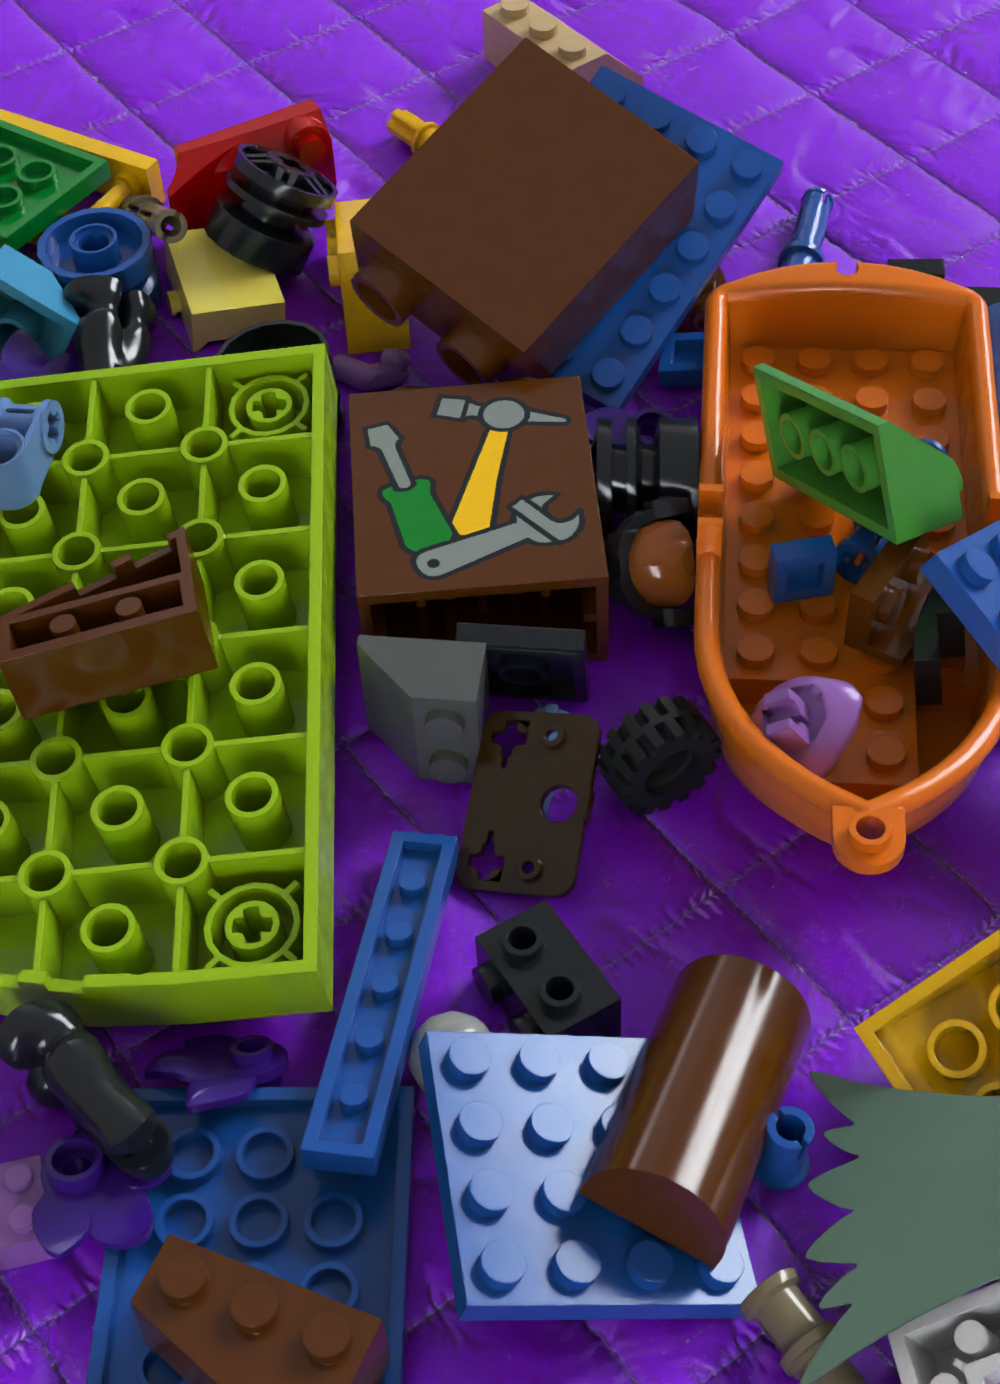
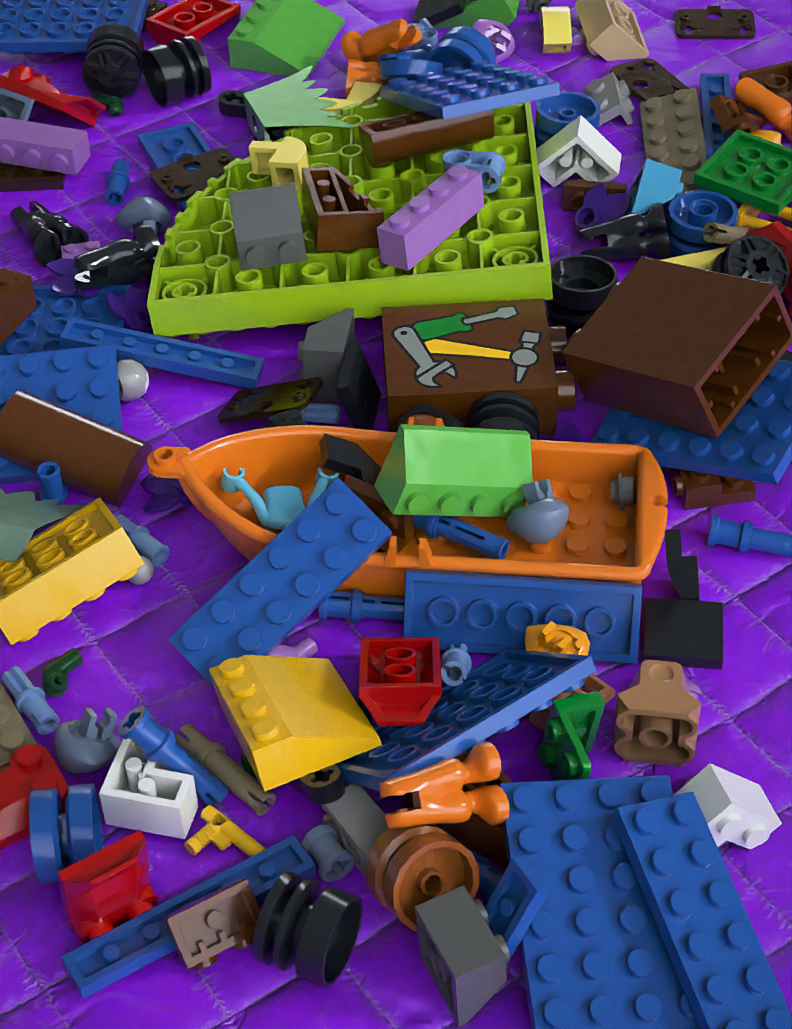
camera: 90 degrees right, 5 degrees down
(167, 730) = (267, 226): none -> dark grey slope
(172, 486) = (430, 217): none -> medium lavender brick
(544, 978) = (162, 411): black brick -> none
(770, 947) = (165, 494): none -> dark purple plate
(778, 620) = (348, 459): none -> black tile
(790, 325) = (623, 491): none -> dark grey plate
(810, 719) = (270, 468): medium lavender piece -> none
(877, 384) = (542, 517): none -> sand blue piece
(889, 718) = (280, 503): none -> medium azure piece
(921, 962) = (143, 542): none -> medium blue axle

